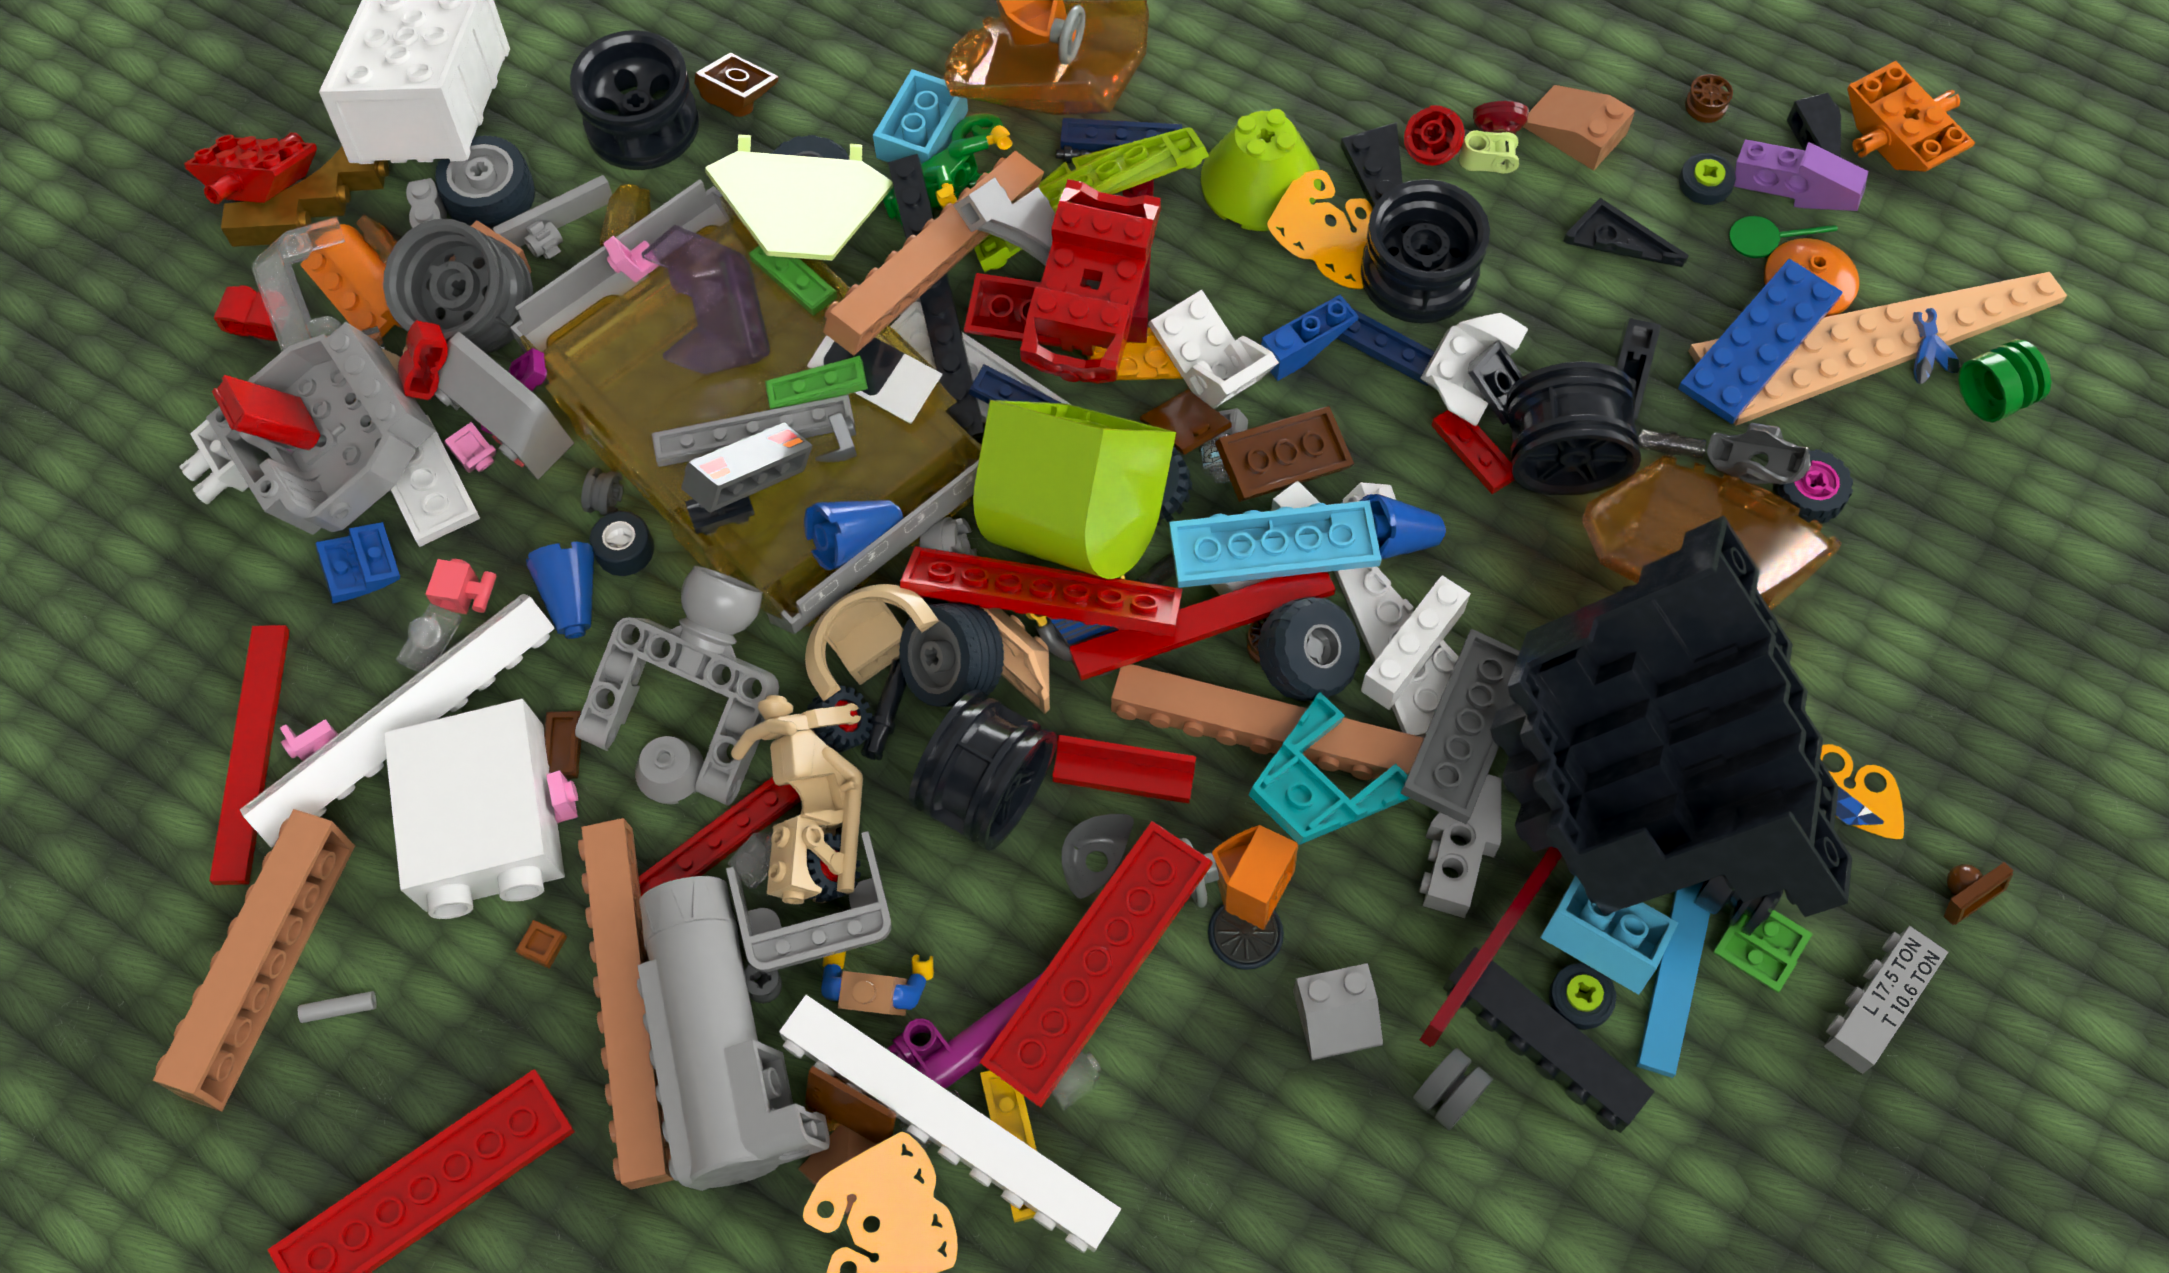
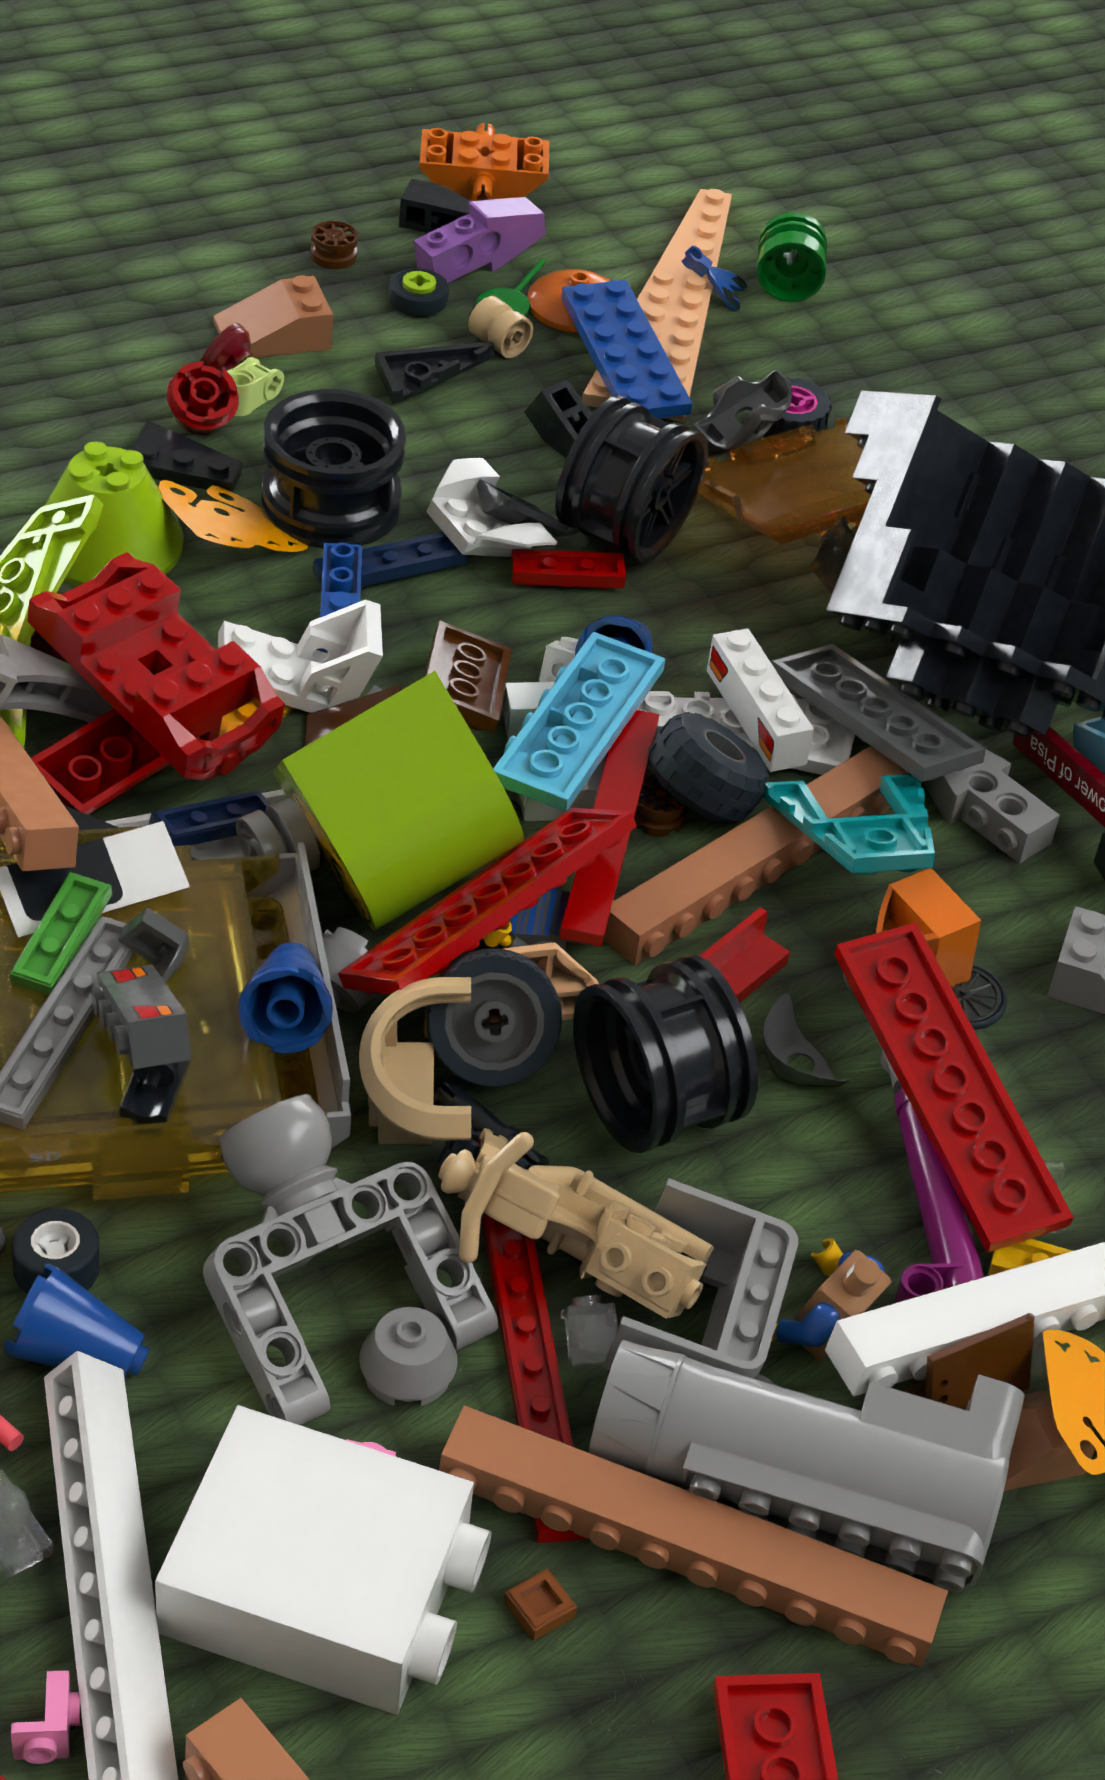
camera: 65 degrees left, 20 degrees down
(1711, 250) = (498, 323): none -> tan wheel

